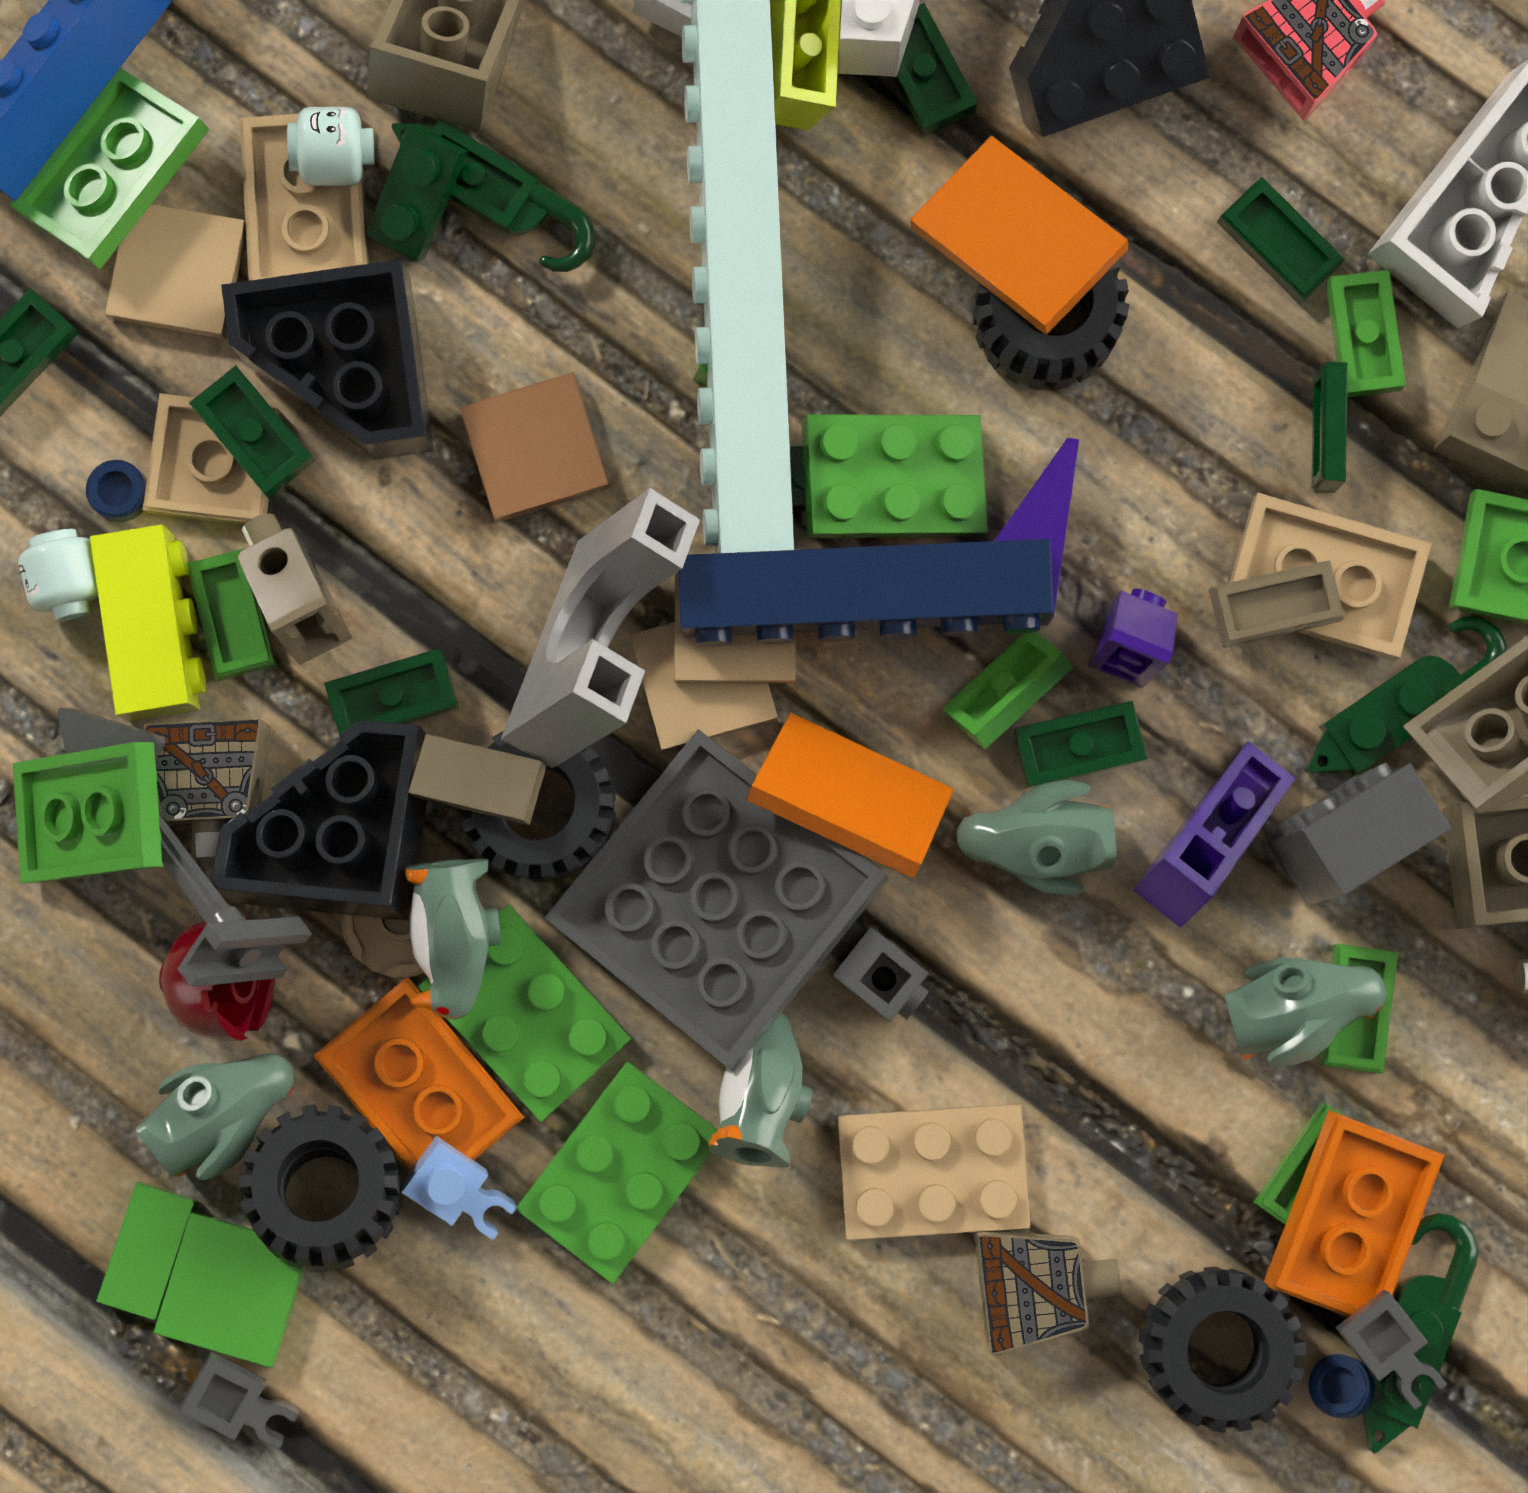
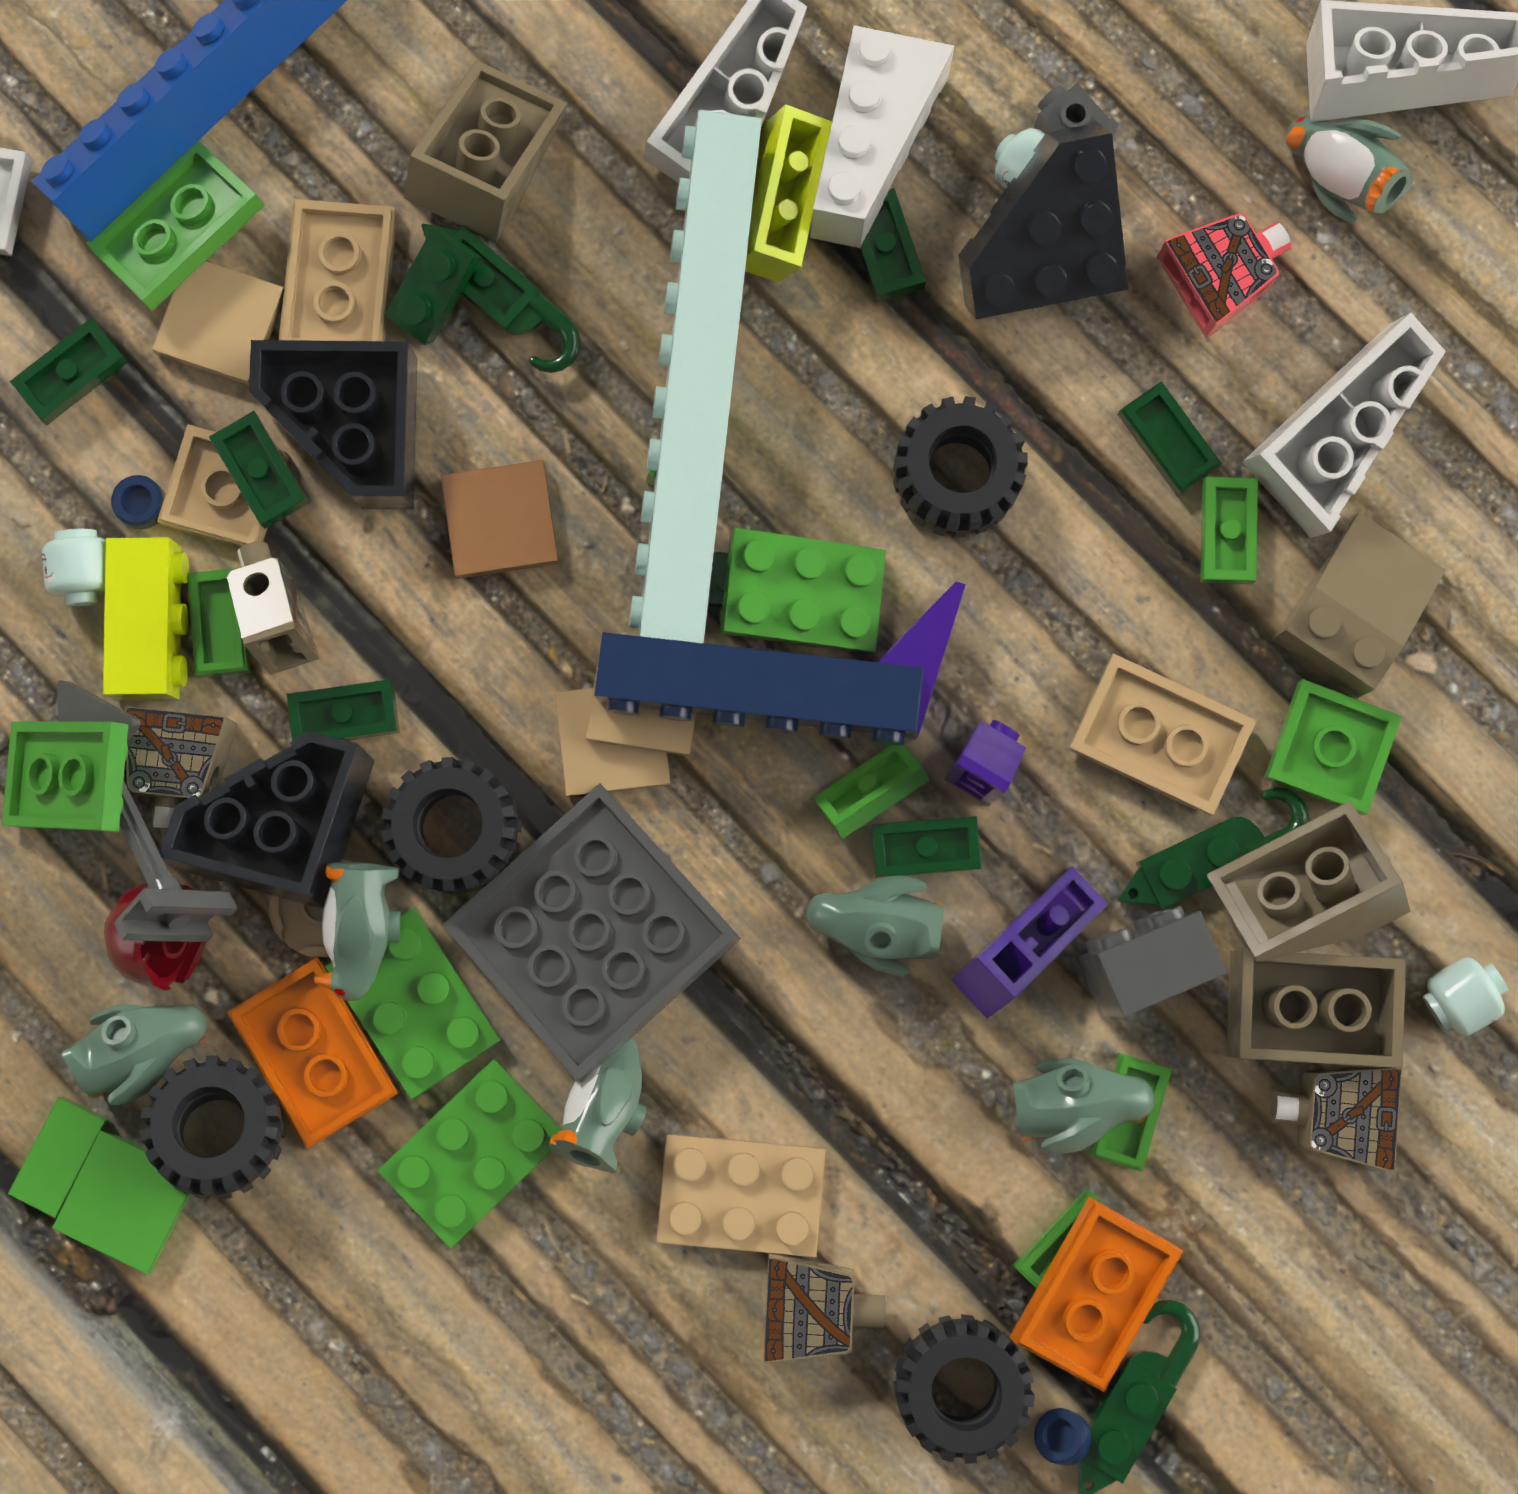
camera: 10 degrees right, 0 degrees up
(229, 1397) = (107, 1294): dark grey plate -> none
(329, 146) = (363, 235): light aqua head -> none
(451, 1183) = (325, 1140): light blue plate -> none
(477, 779) = (400, 798): dark tan tile -> none
(574, 681) = (494, 730): light grey arch -> none
(850, 795) = (720, 860): orange tile -> none
(877, 952) = (702, 1015): dark grey brick -> none
(1019, 234) = (940, 400): orange tile -> none
(1276, 604) = (1113, 752): dark tan tile -> none
(1329, 427) = (1184, 606): dark green tile -> none
(1387, 1342) = (1107, 1406): dark grey plate -> none

